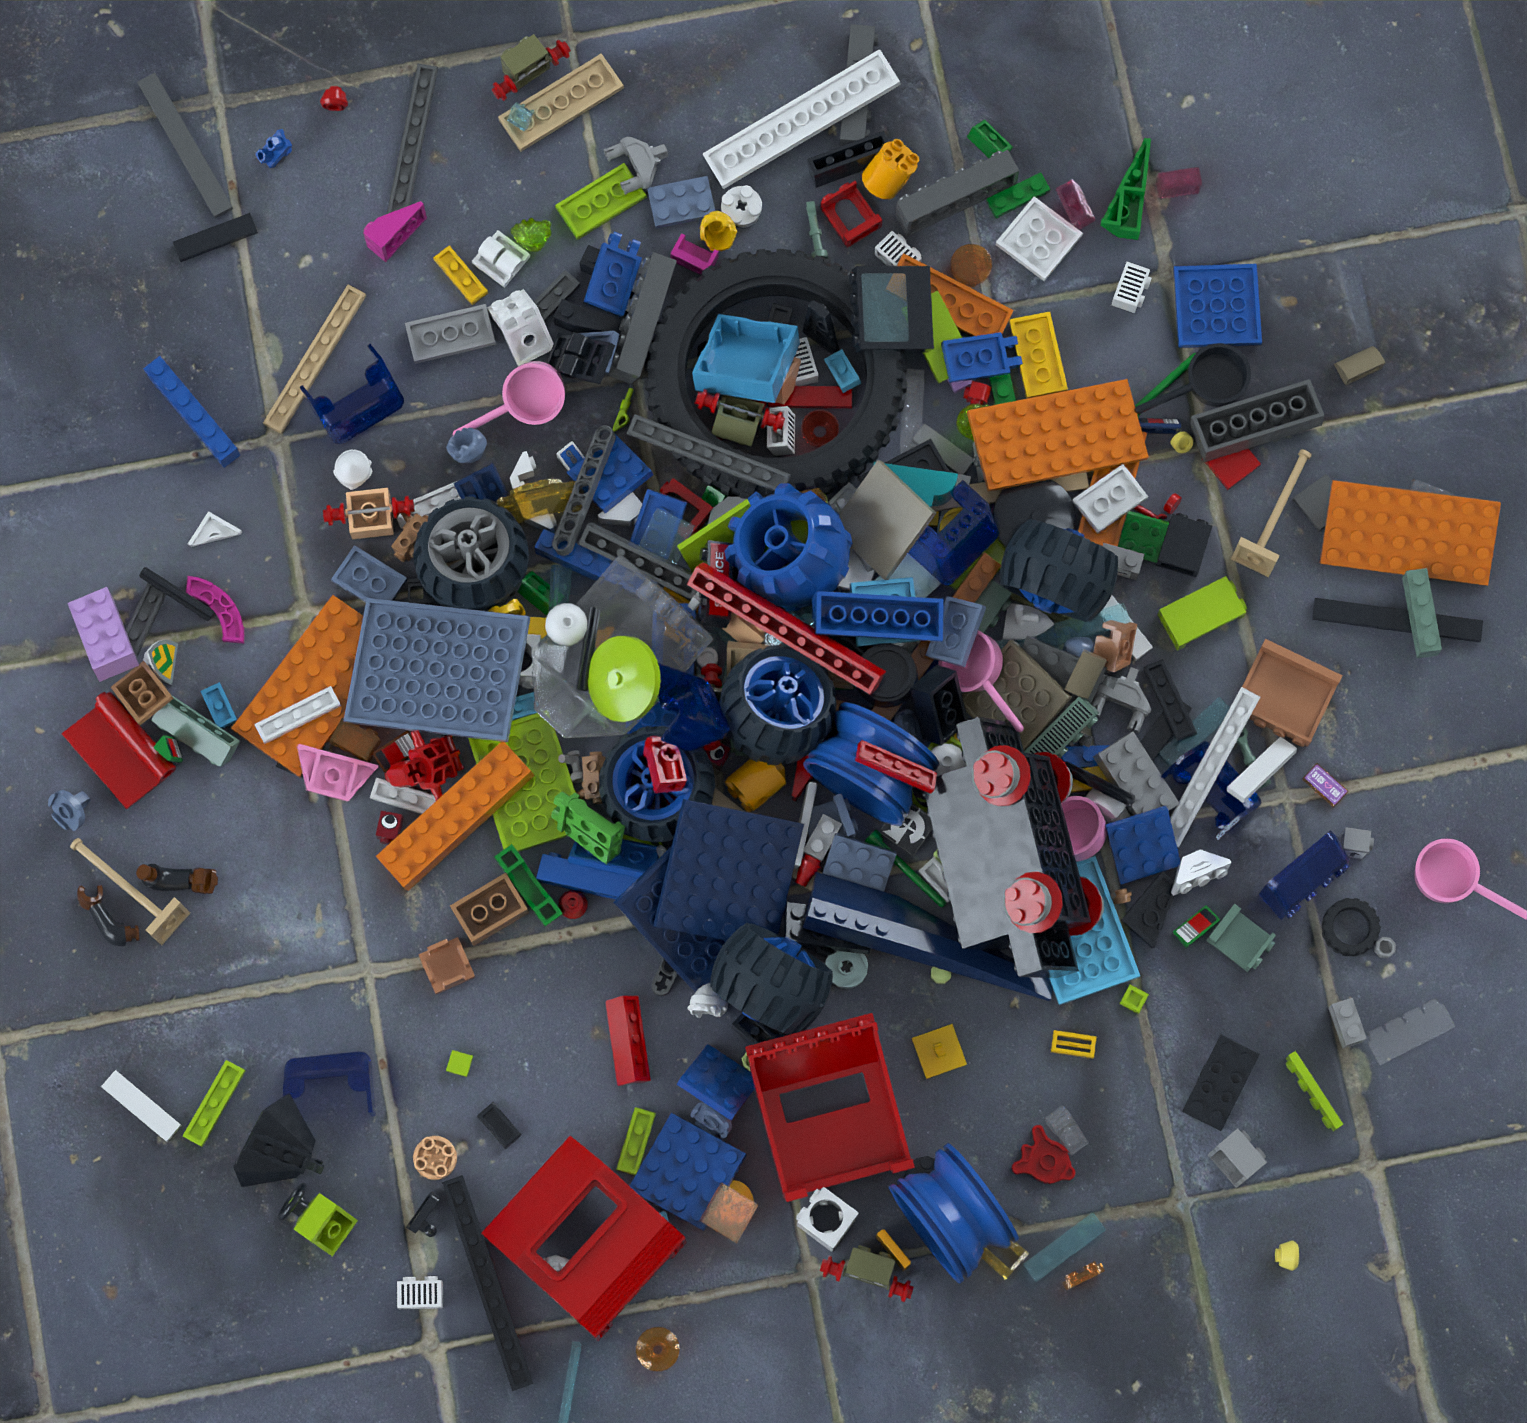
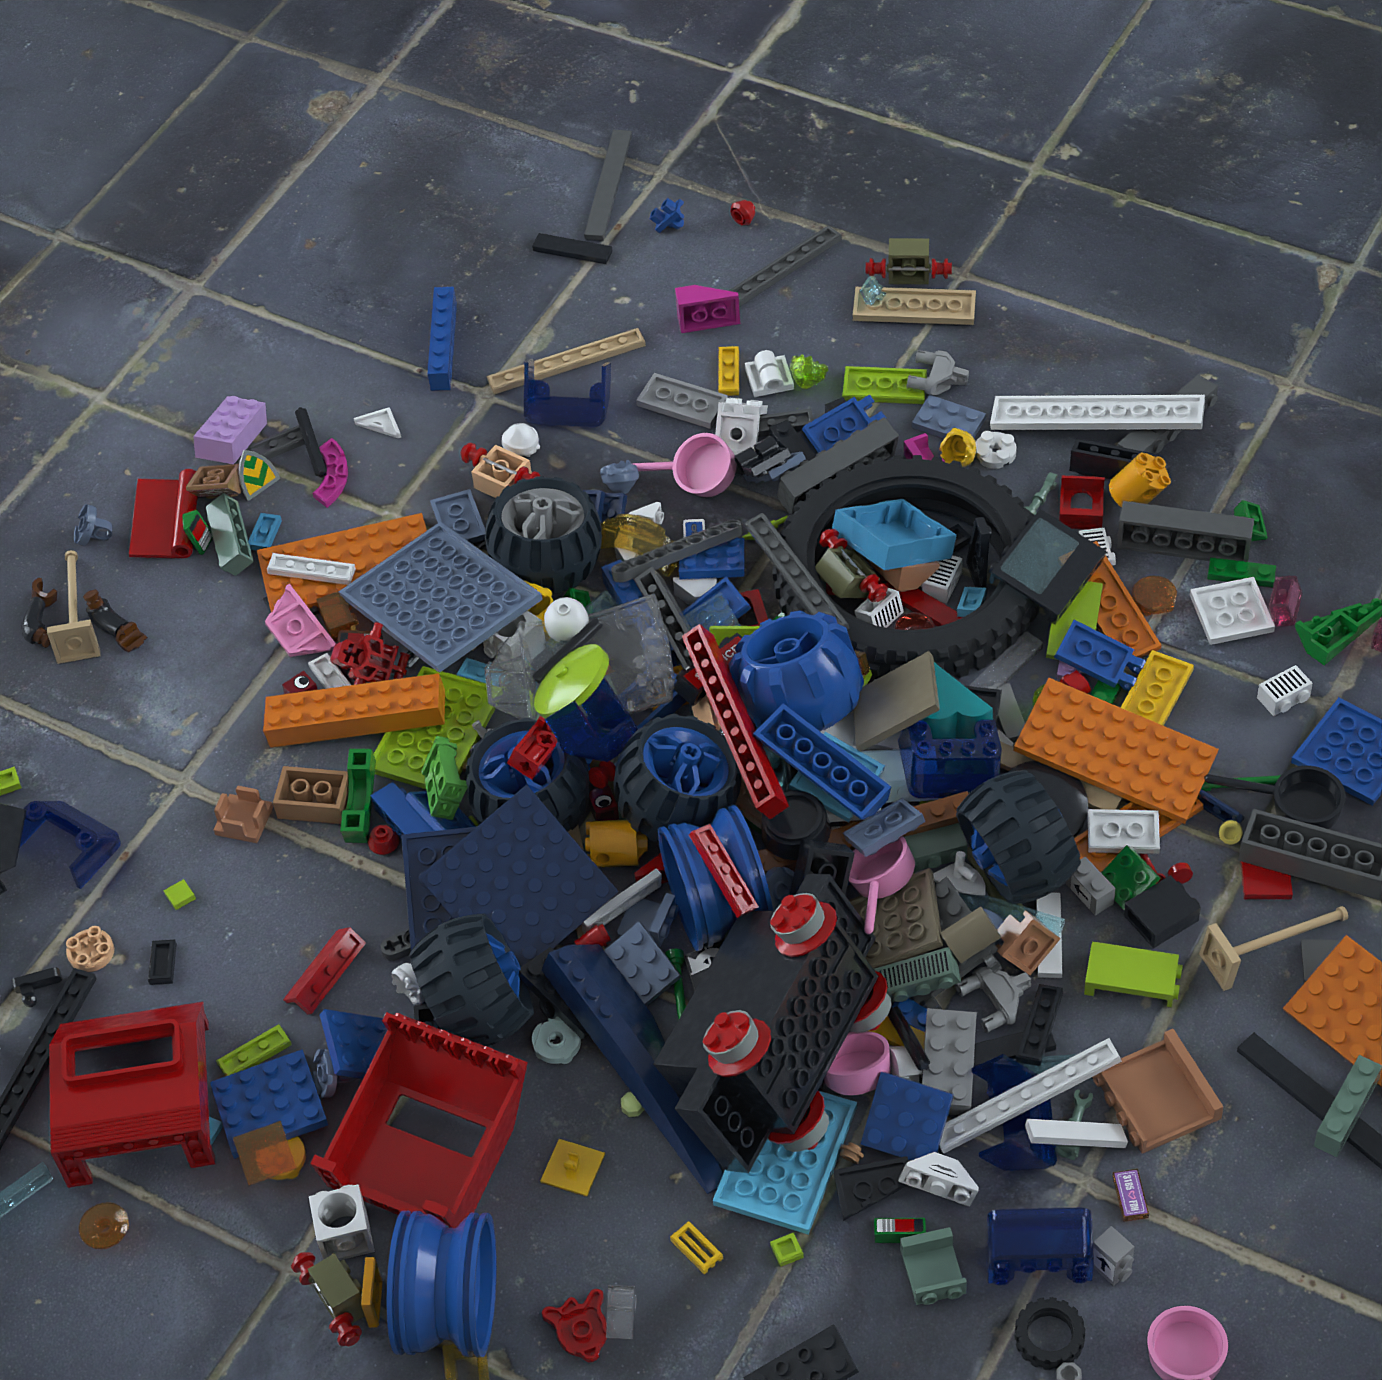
camera: 45 degrees right, 25 degrees down
(822, 837) = (618, 926): white plate -> none

